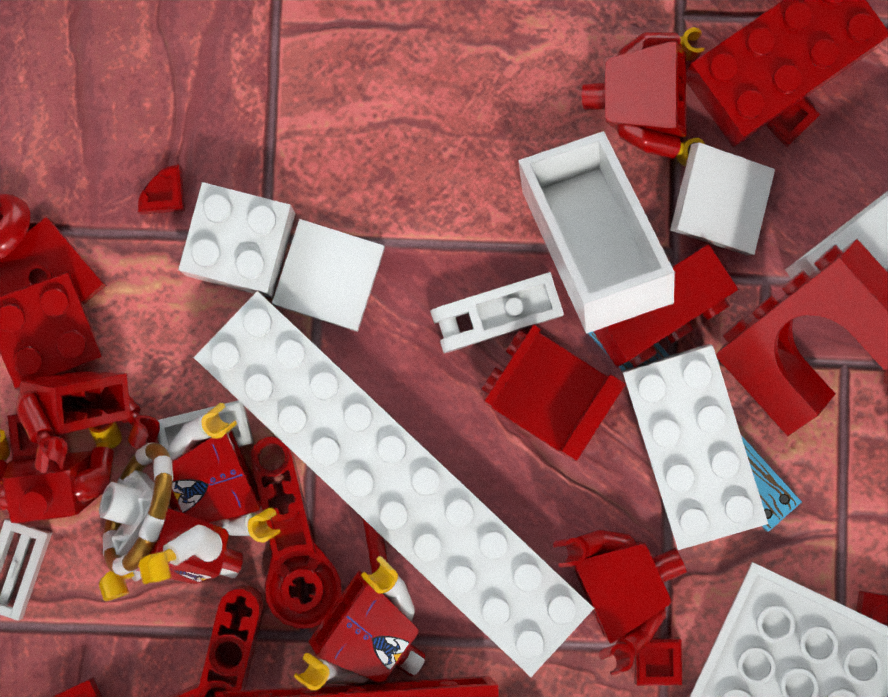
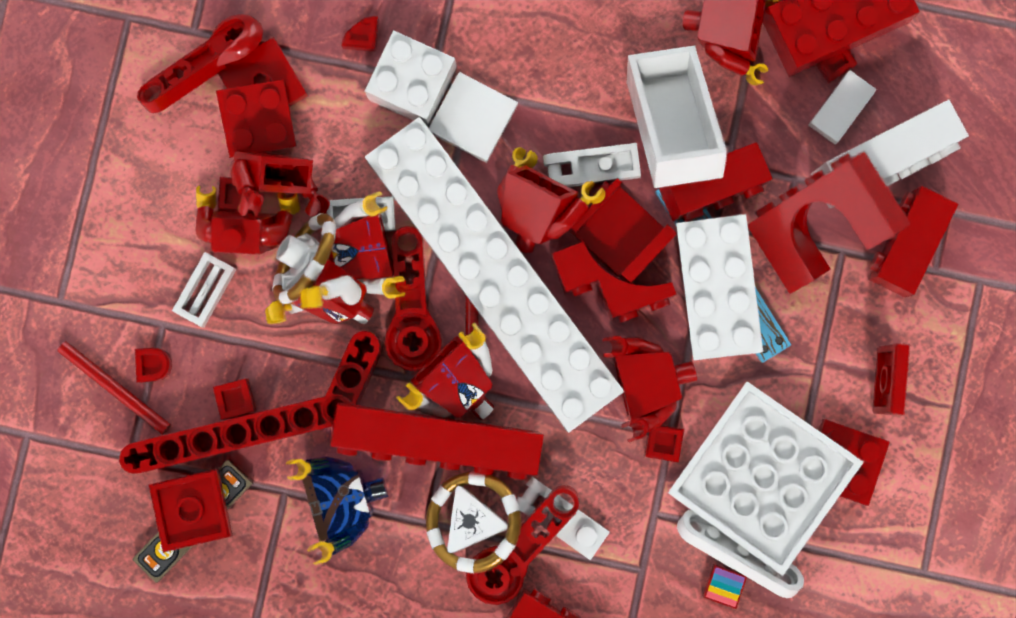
camera: 15 degrees right, 0 degrees up
(436, 379) = (539, 205): none -> red torso
(568, 484) = (621, 299): none -> red arch
(722, 199) = (773, 112): white tile -> none
(810, 175) = (842, 107): none -> white tile

